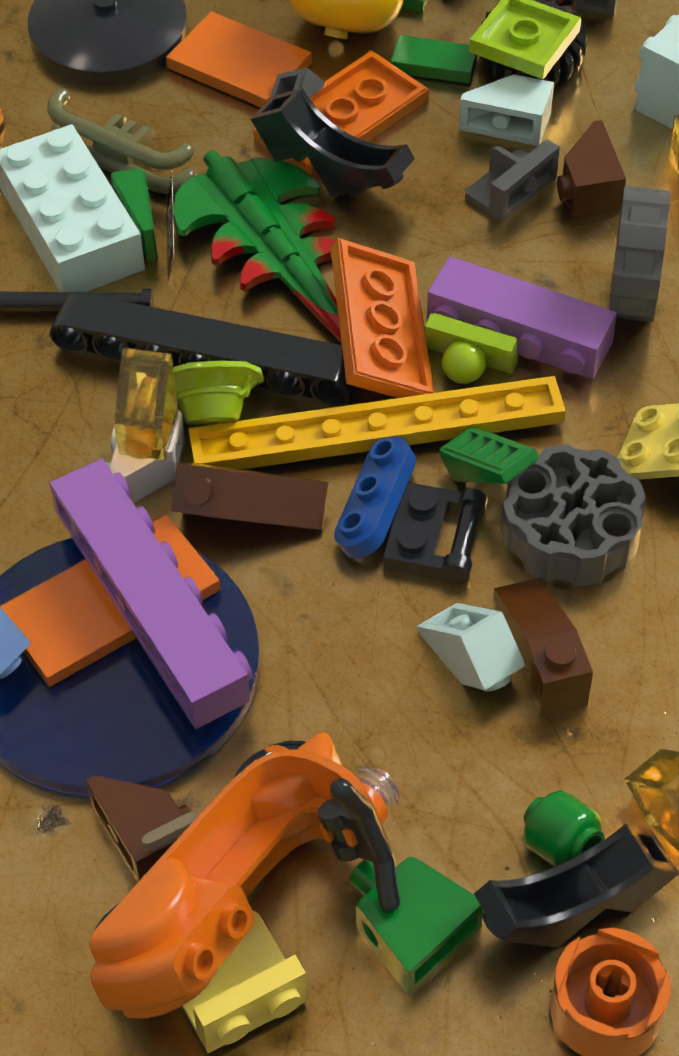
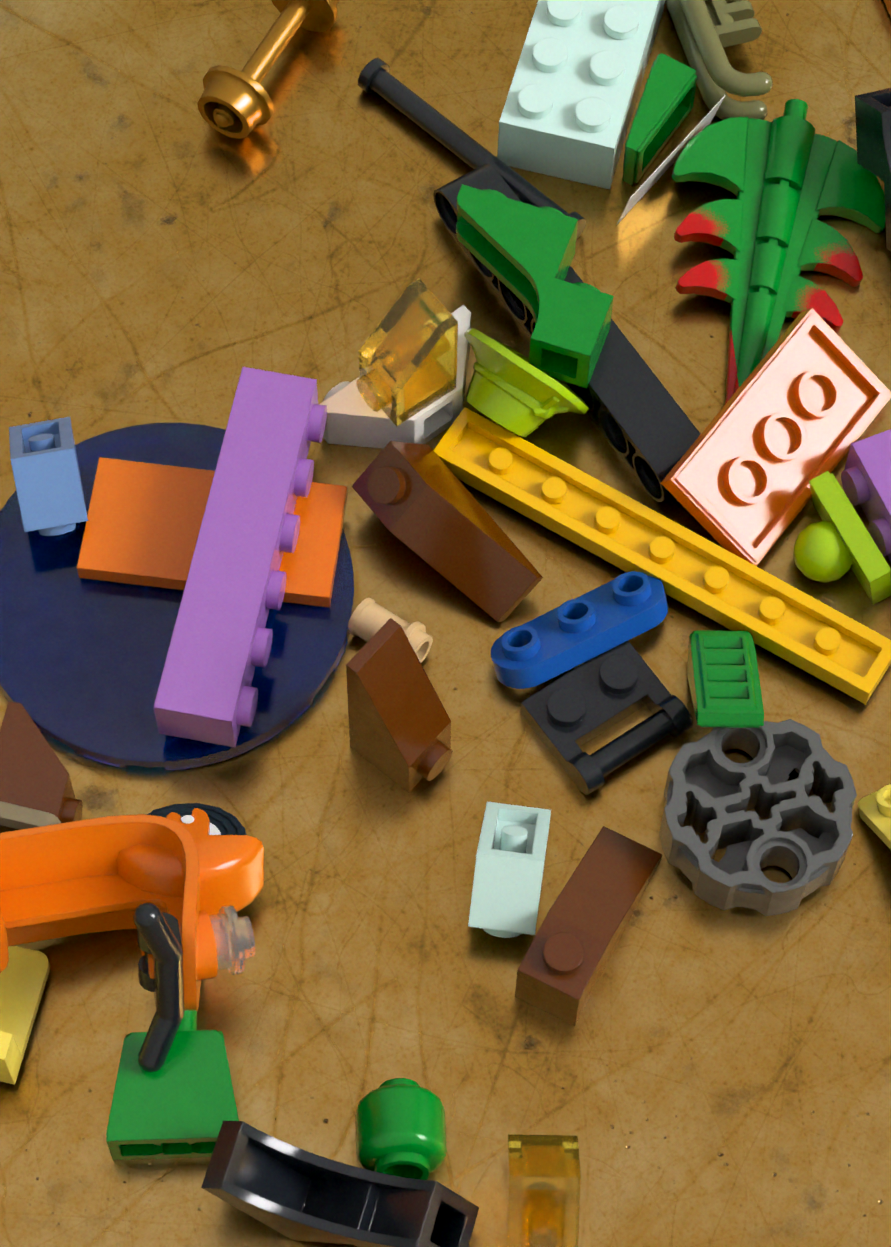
camera: 40 degrees right, 10 degrees up
(155, 316) = (531, 255): none -> green arch
(270, 578) = (370, 617): none -> tan pin
(332, 606) = (396, 711): none -> reddish brown slope

